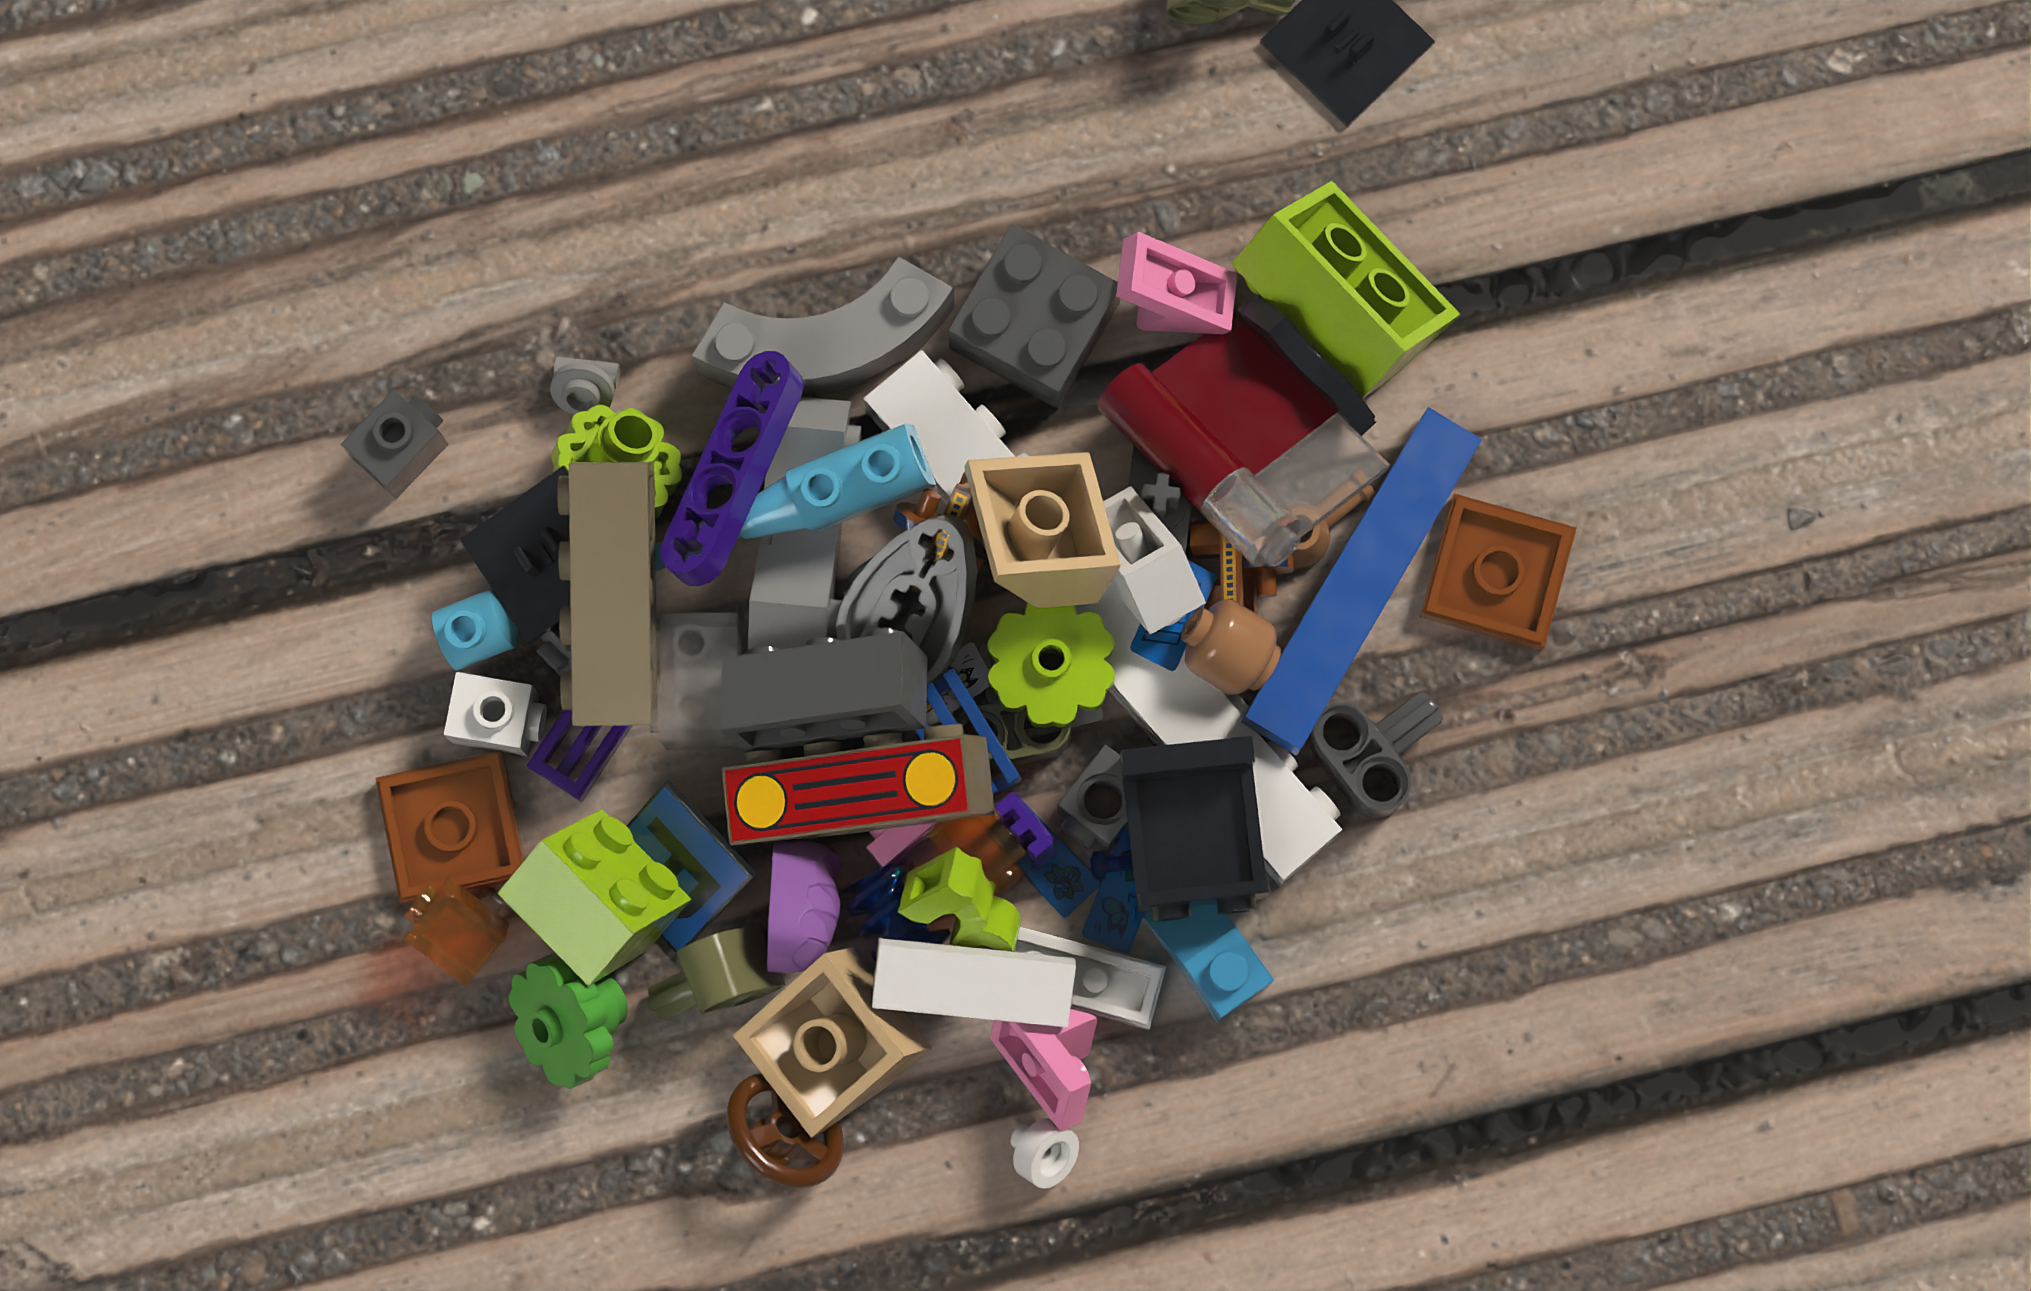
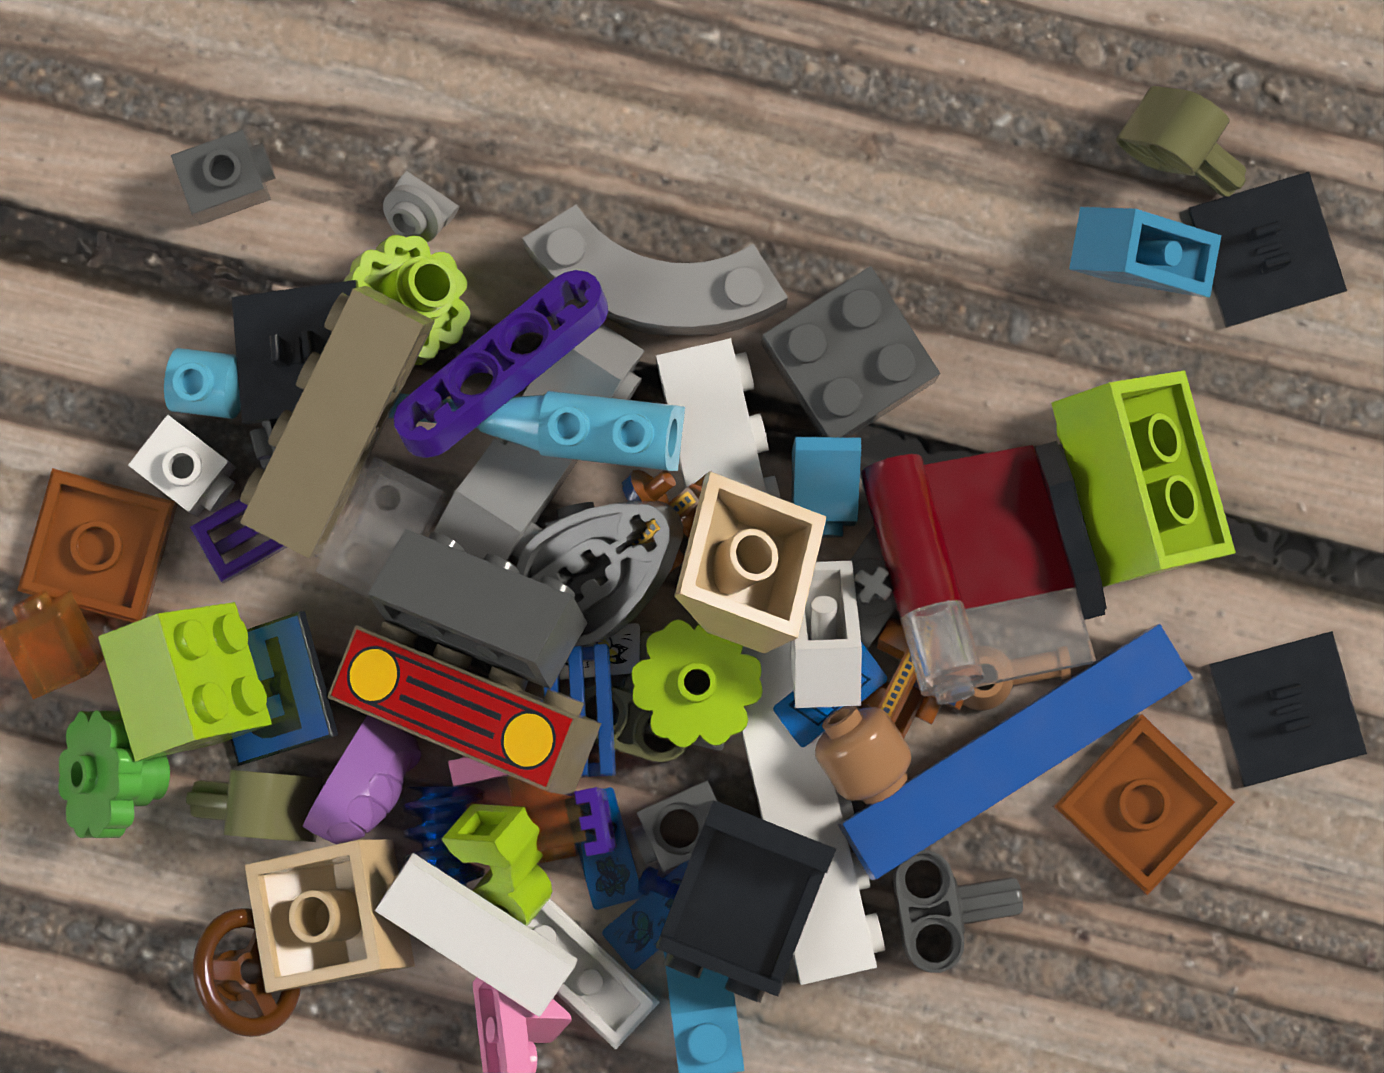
camera: 25 degrees right, 5 degrees up
(1068, 421) = (827, 479): none -> dark azure slope
(1175, 288) = (989, 399): bright pink slope -> none
(1241, 93) = (1144, 251): none -> dark azure slope
(1578, 425) = (1288, 709): none -> black piece

